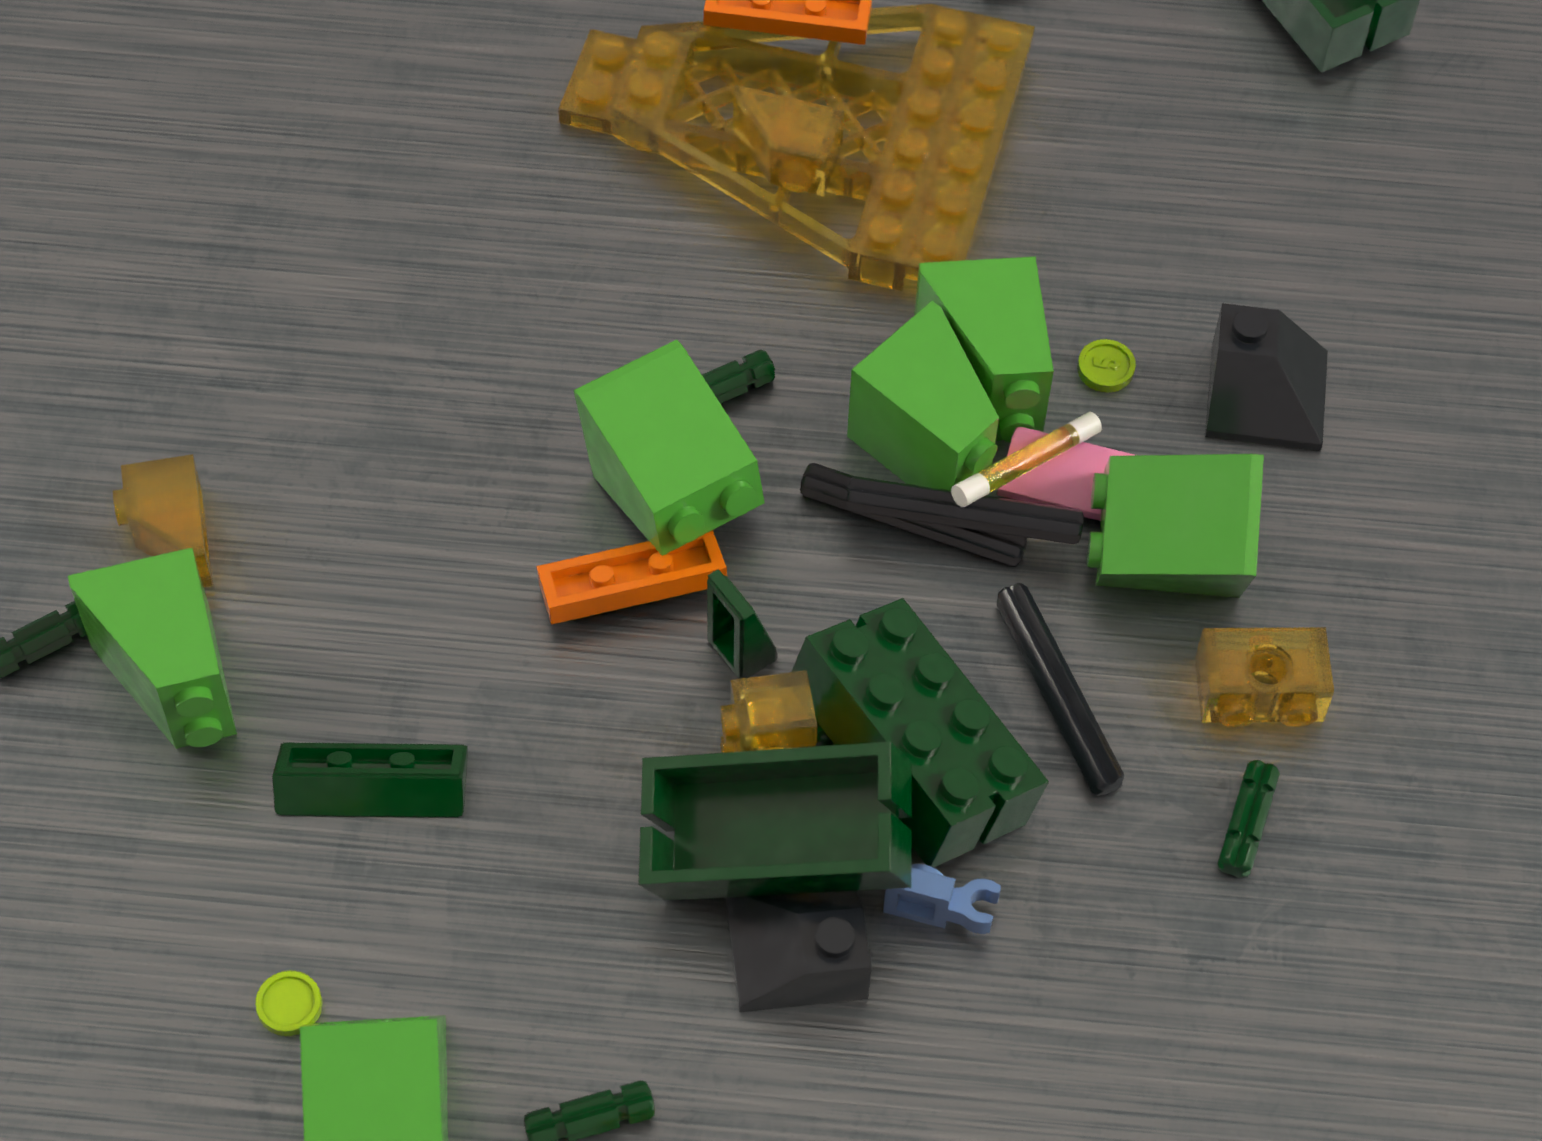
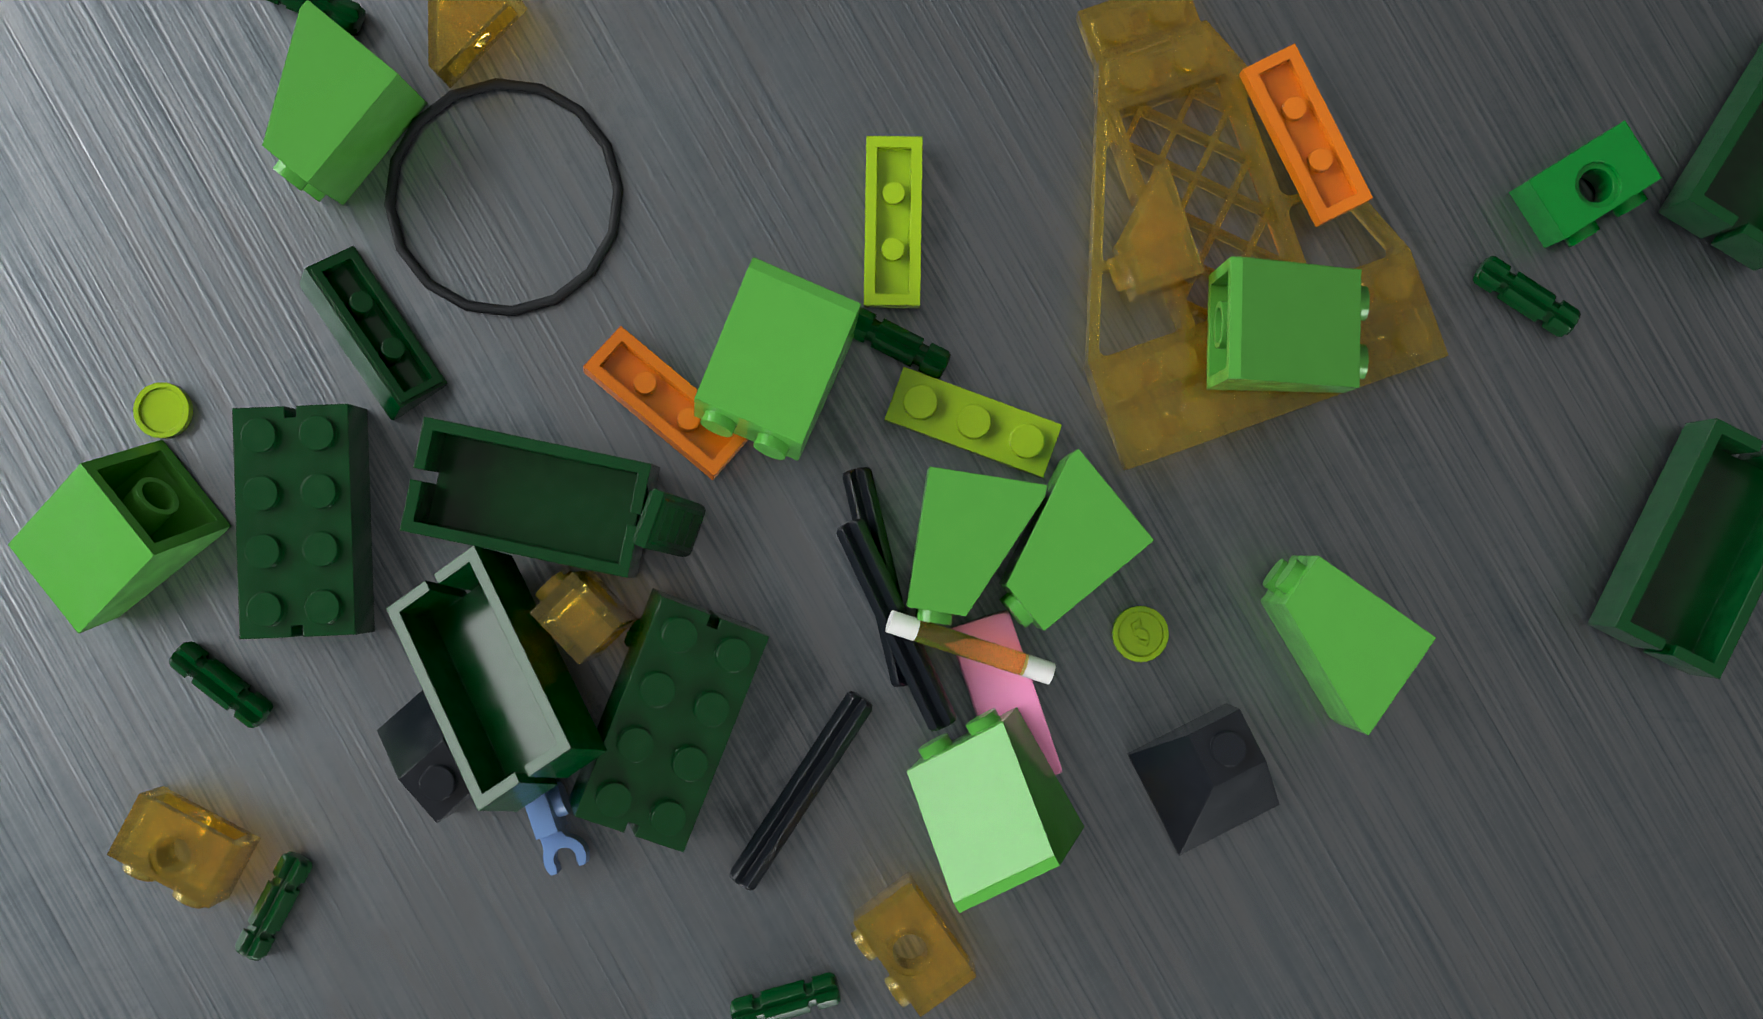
camera: 60 degrees right, 30 degrees up
(354, 706) = (437, 107): none -> black piece
(499, 926) = (303, 521): none -> dark green piece
(608, 316) = (893, 222): none -> lime plate
(631, 700) = (528, 497): none -> dark green piece
(817, 379) = (973, 422): none -> lime plate
(926, 93) = (1285, 327): none -> bright green slope
(1212, 210) = (1343, 639): none -> bright green slope

